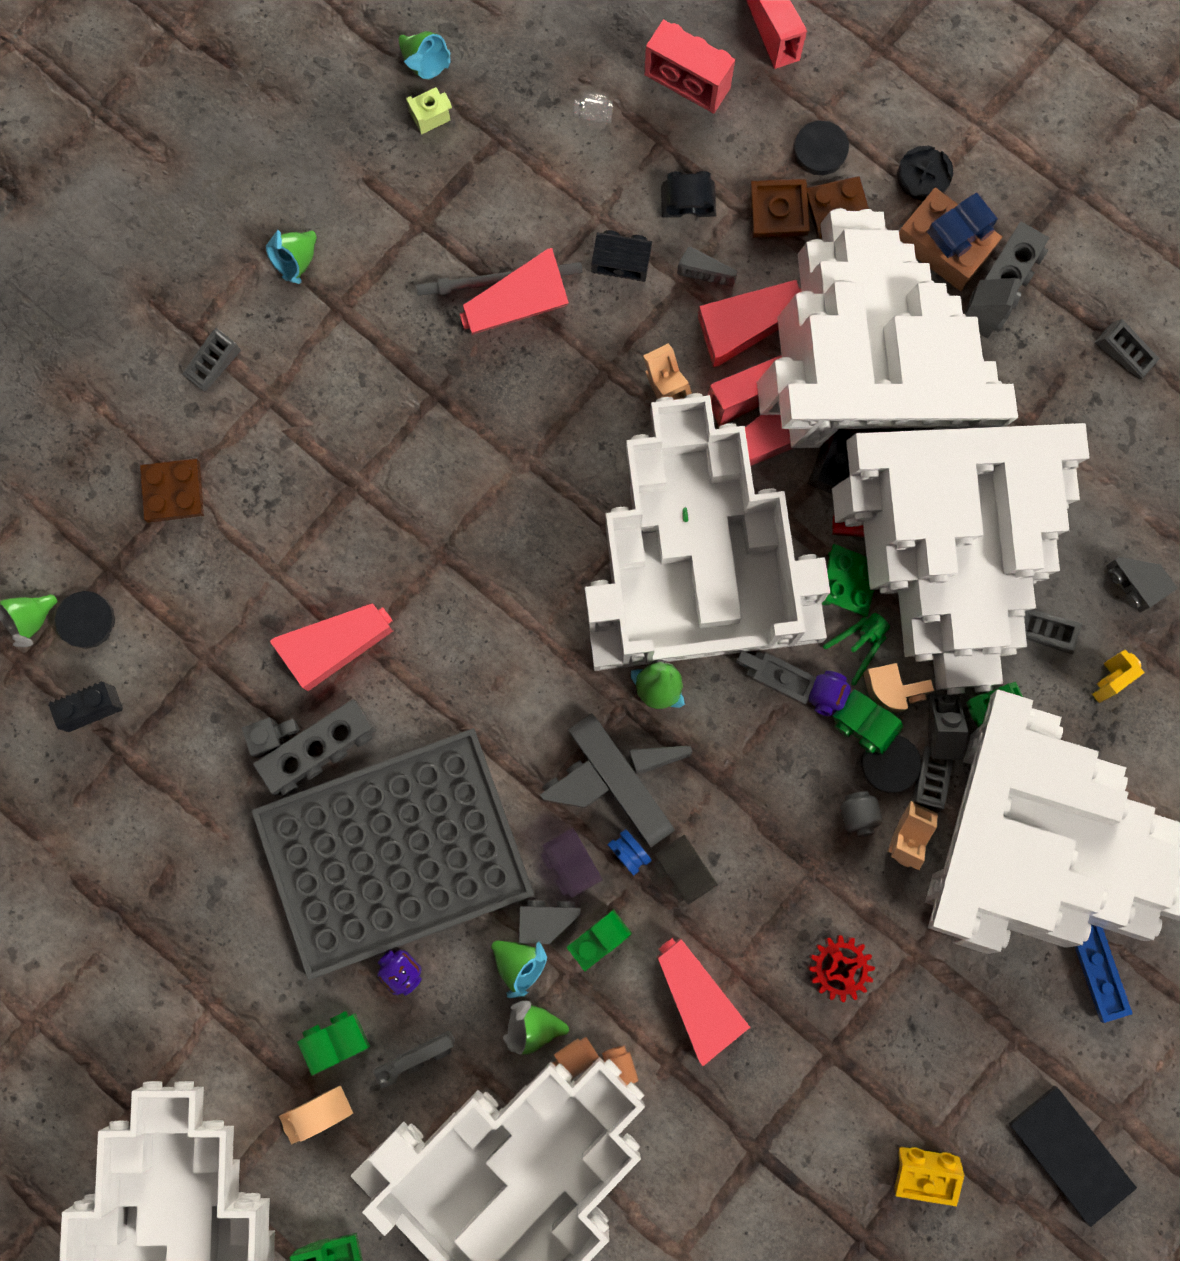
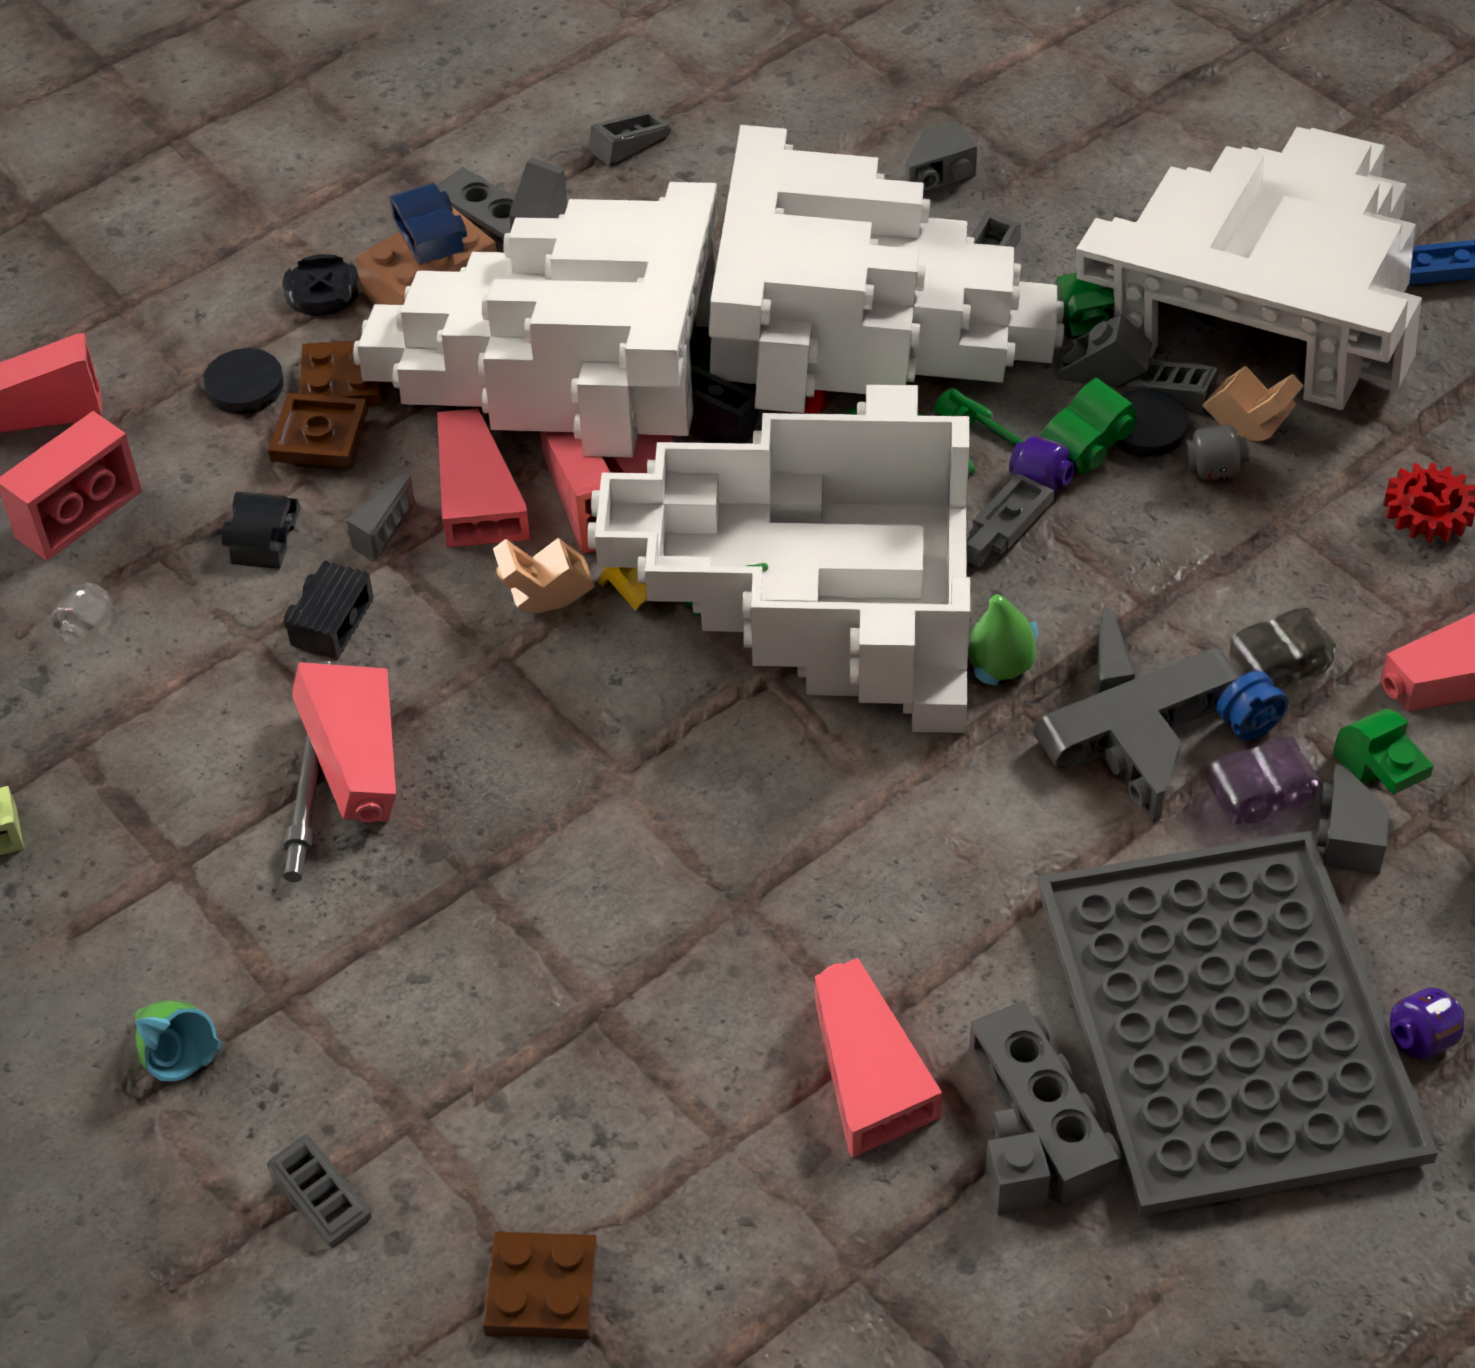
camera: 80 degrees left, 30 degrees down
(518, 965) = (1417, 861): hat -> none
(887, 689) = (1041, 400): light nougat brick -> none
(1124, 670) = (1062, 184): yellow bracket -> none

